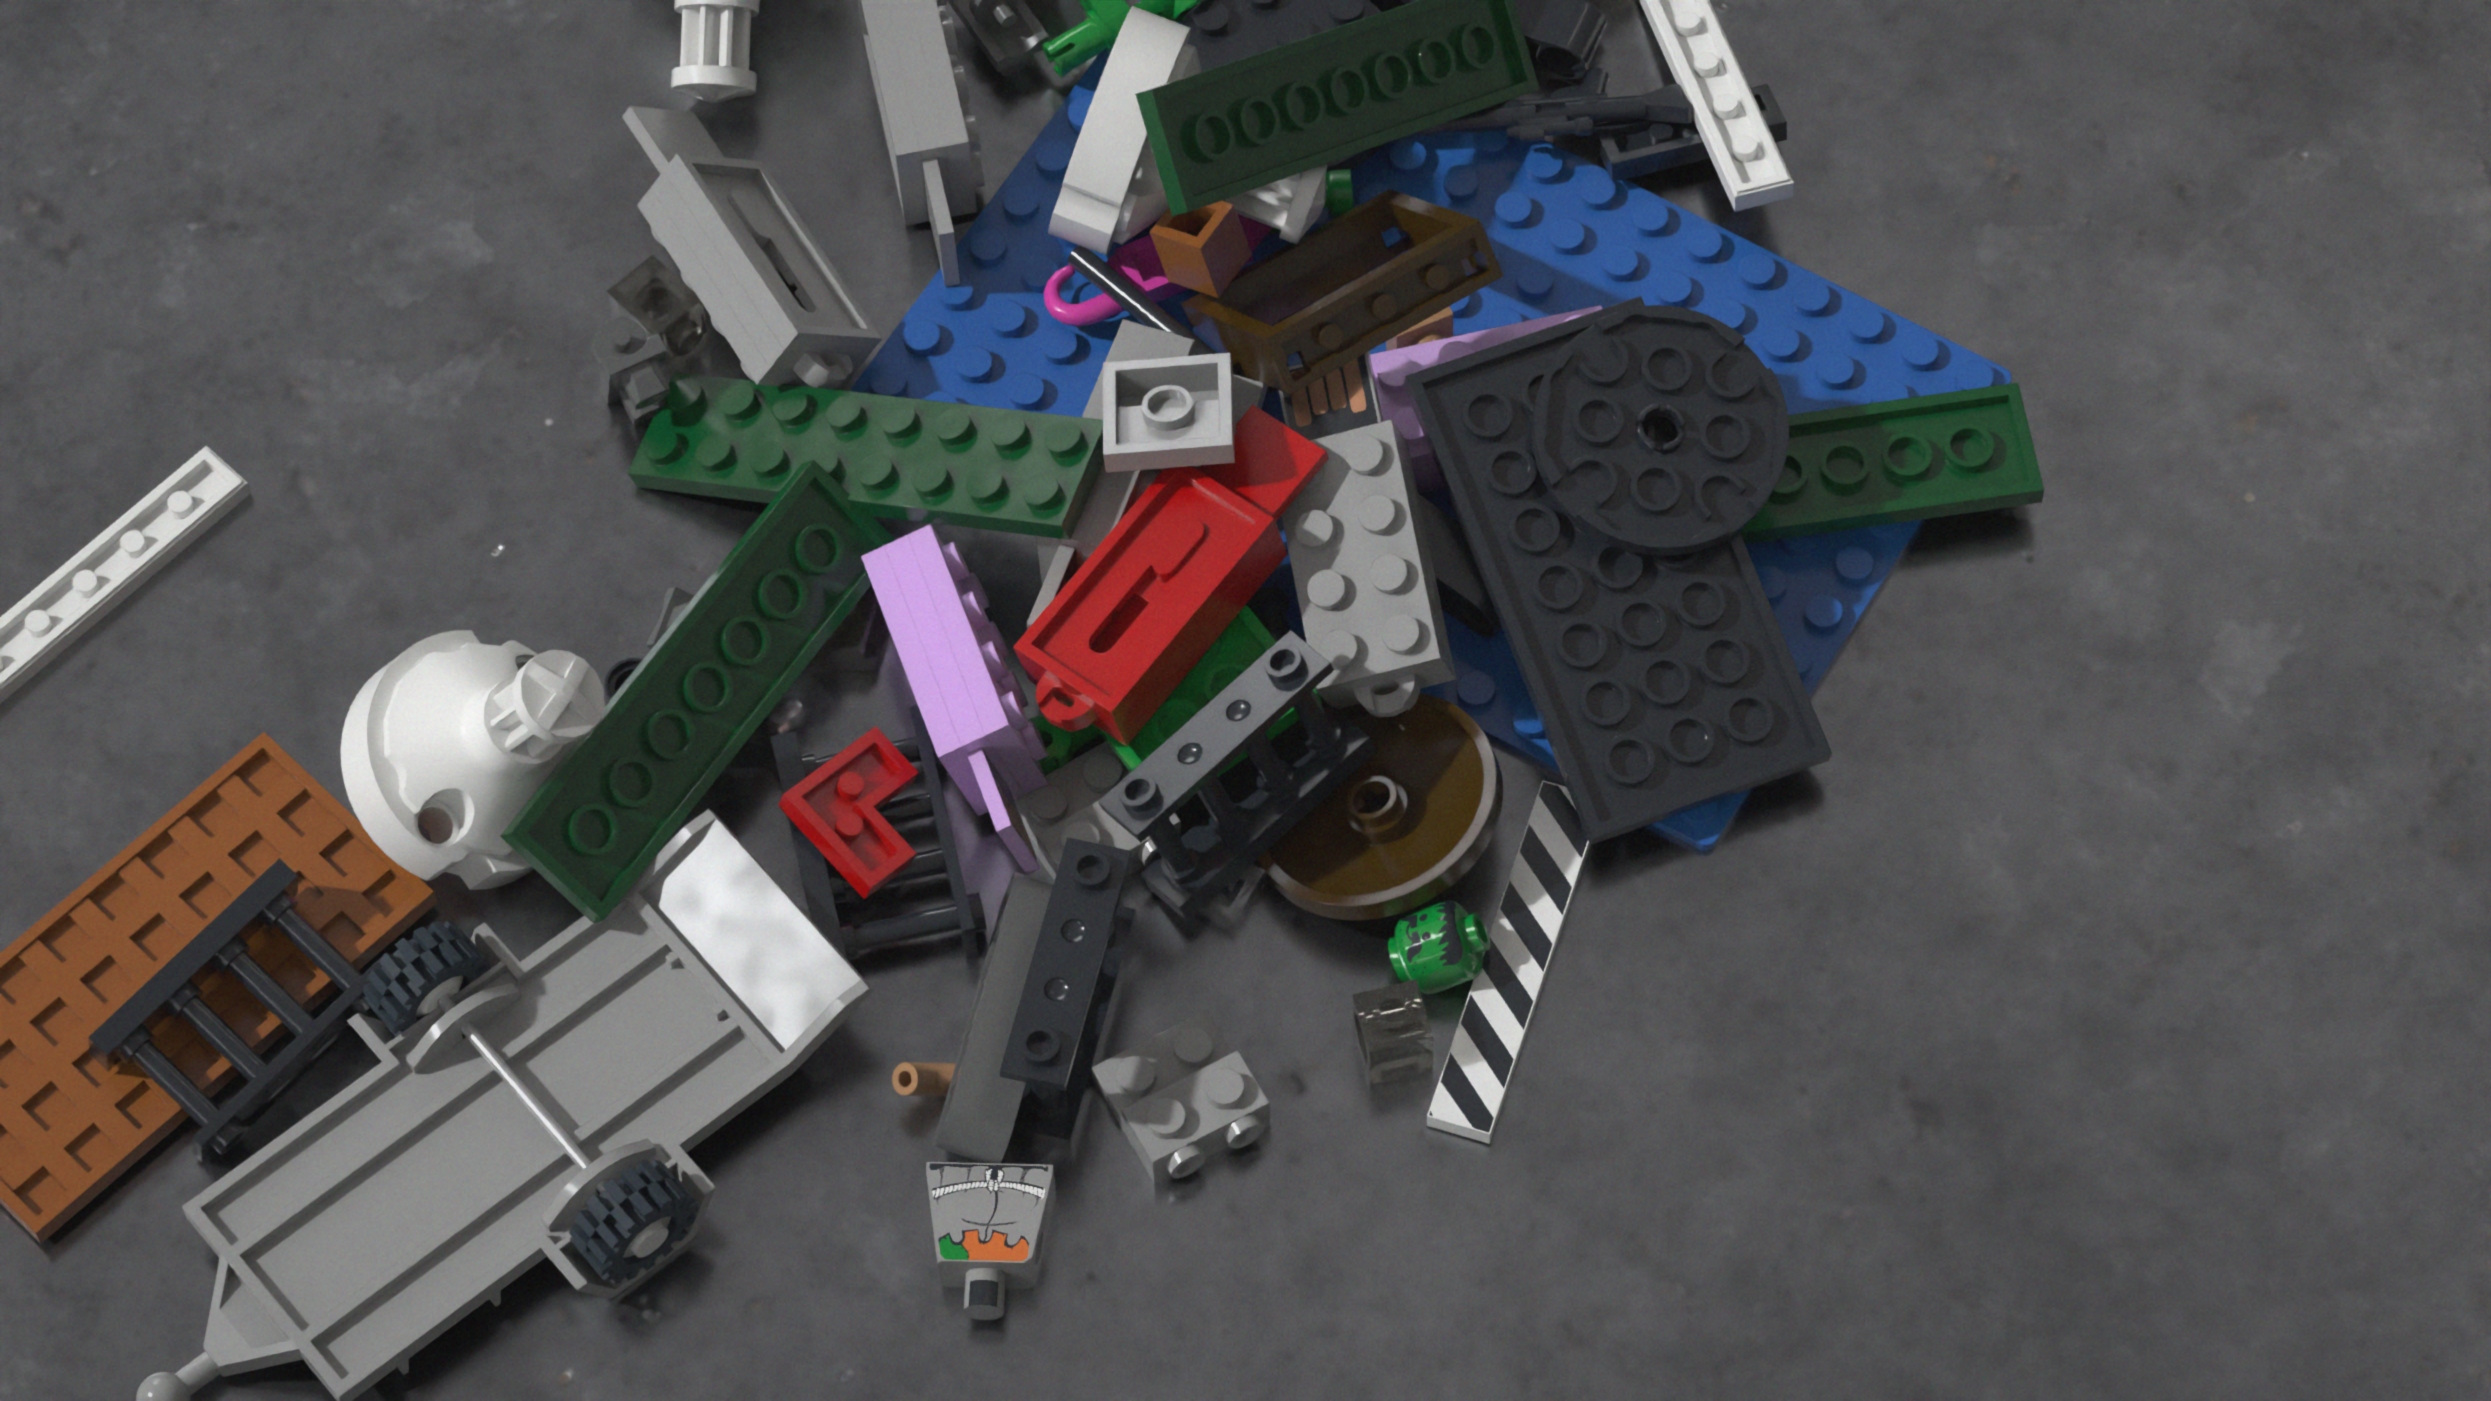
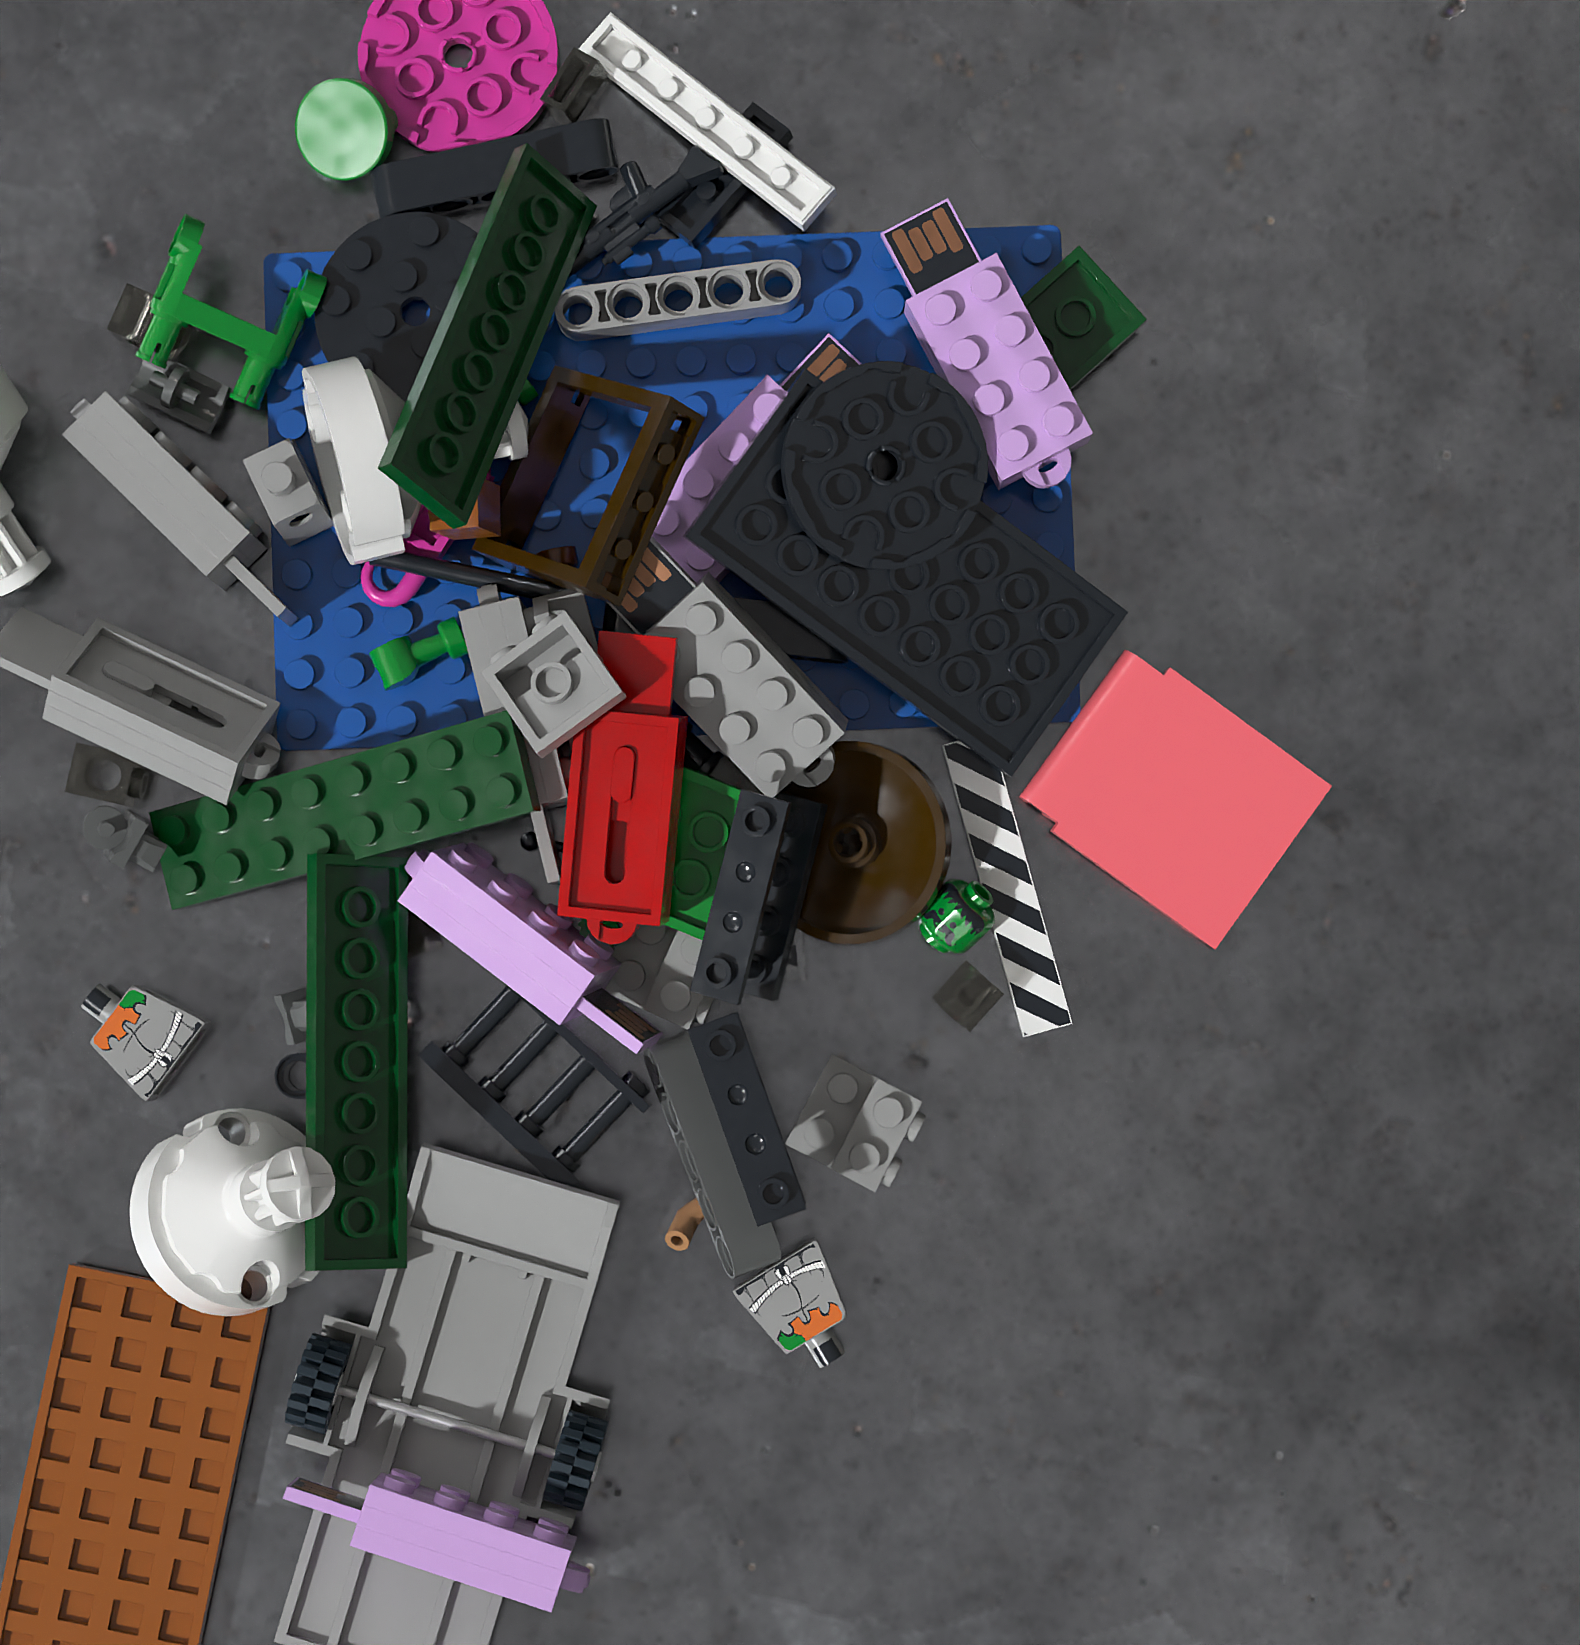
camera: 35 degrees left, 25 degrees up
(177, 993) = (168, 1447): black fence -> none
(453, 1189) = (455, 1536): none -> lavender piece
(510, 569) = (144, 1036): none -> light grey torso
(840, 813) = (504, 1085): red plate -> none
(1033, 368) = (400, 658): none -> green leg
(1037, 129) = (288, 491): none -> light grey torso
(1575, 229) = (698, 283): none -> light grey beam
(1762, 978) = (1174, 796): none -> coral piece
(1847, 414) = (987, 348): none -> lavender piece

